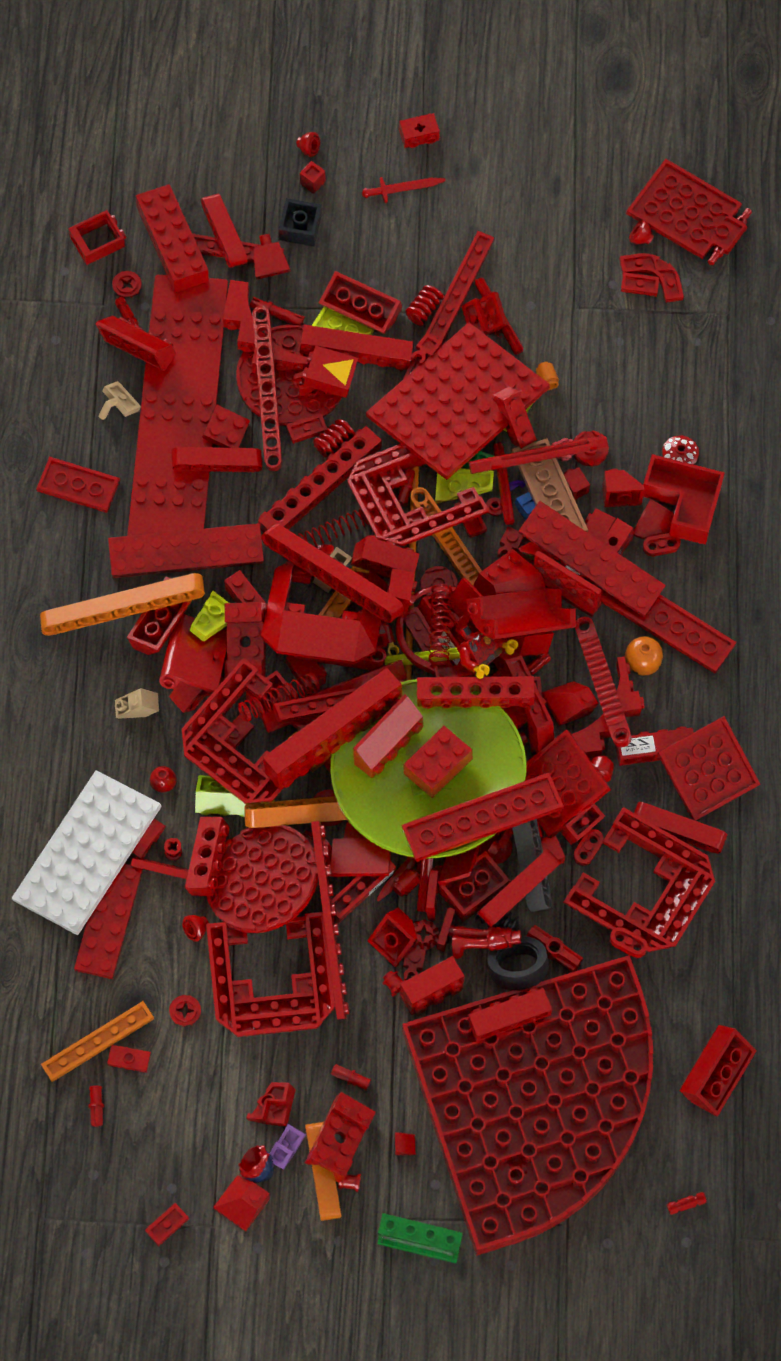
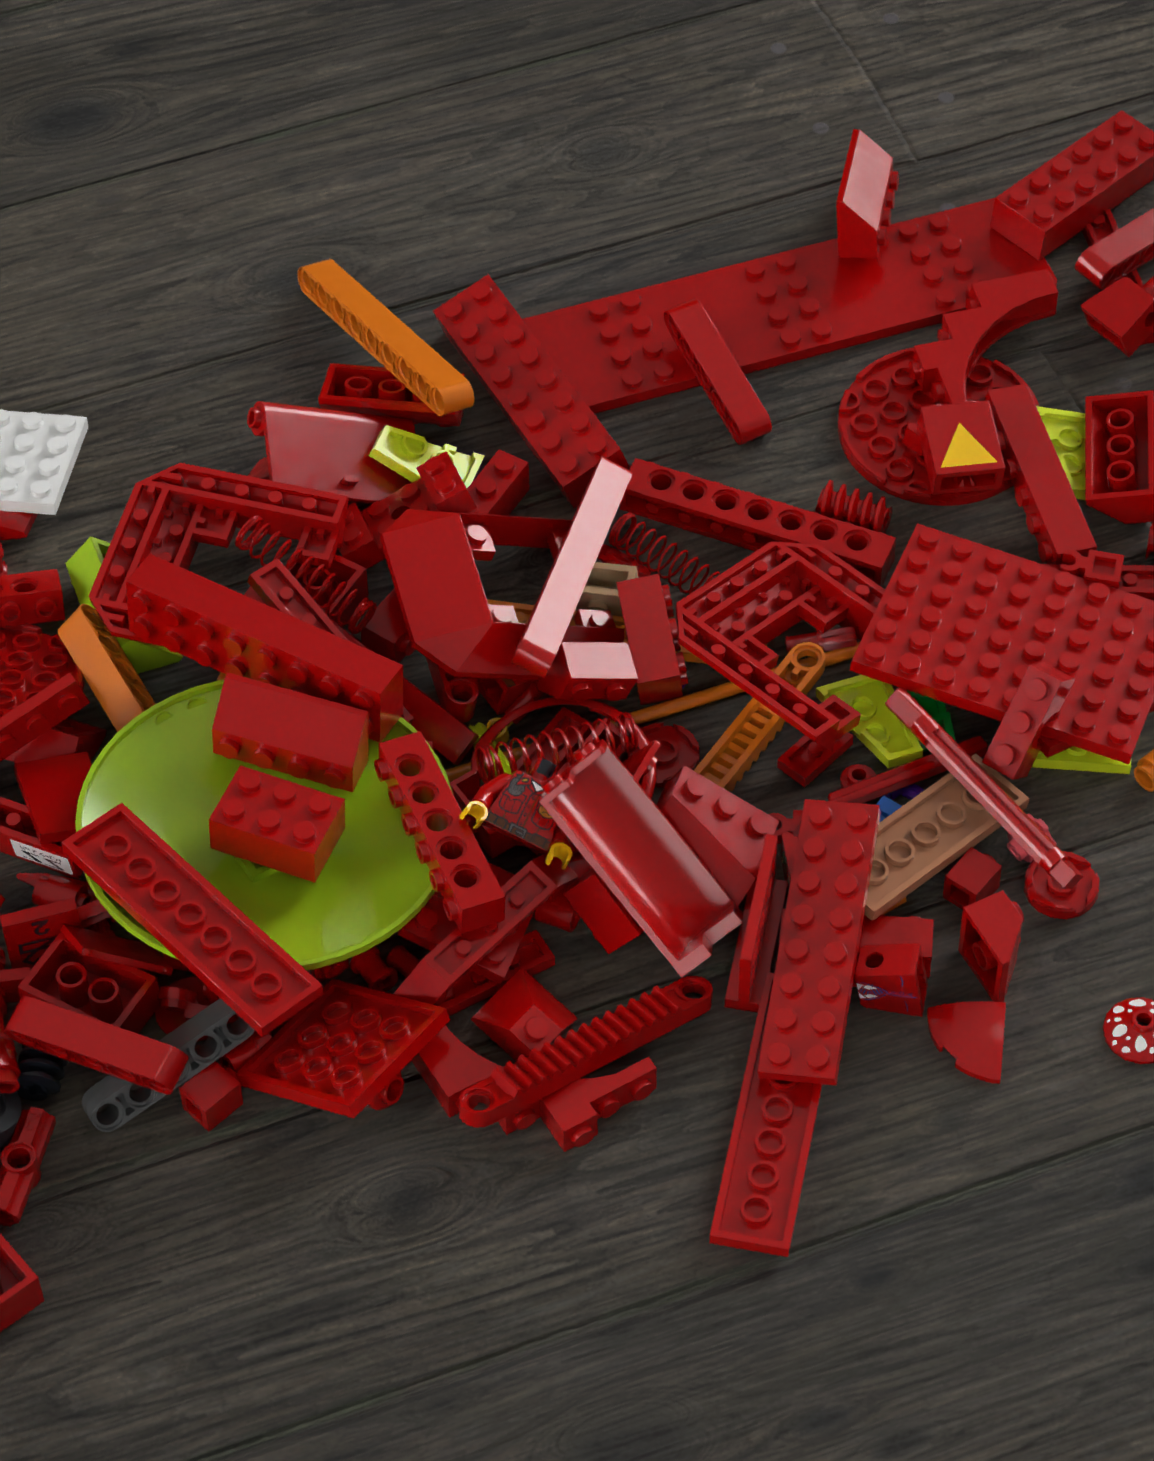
camera: 70 degrees right, 15 degrees down
(78, 484) = (583, 235): red tile -> none
(95, 222) = (1032, 85): red window -> none
(120, 398) = (758, 226): tan plate -> none
(126, 277) = (960, 161): red gear -> none
(126, 311) = (918, 187): red axle -> none
(137, 704) = (228, 428): tan slope -> none
(163, 779) = (109, 508): red brick -> none
(225, 428) = (785, 369): red plate -> none
(242, 731) = (229, 570): red plate -> none
(267, 379) = (877, 378): red beam -> none
(278, 312) = (1040, 353): red pin -> none
(306, 428) = (847, 468): red plate -> none
(538, 663) = (576, 947): red axle -> none
(582, 824) = (286, 1118): red brick -> none
(588, 848) = (251, 1153): red plate -> none
(604, 766) = (413, 1116): red head -> none
(629, 942) = (61, 1268): red plate -> none
(644, 655) = (685, 1110): orange cylinder -> none
(646, 745) = (506, 1192): red brick -> none
(661, 546) = (931, 1061): red plate -> none
(680, 864) = (116, 1295): red slope -> none
(683, 828) = (353, 1289): red beam -> none
(691, 489) = (1052, 1064): red piece -> none
(708, 768) = (492, 1286): red plate -> none

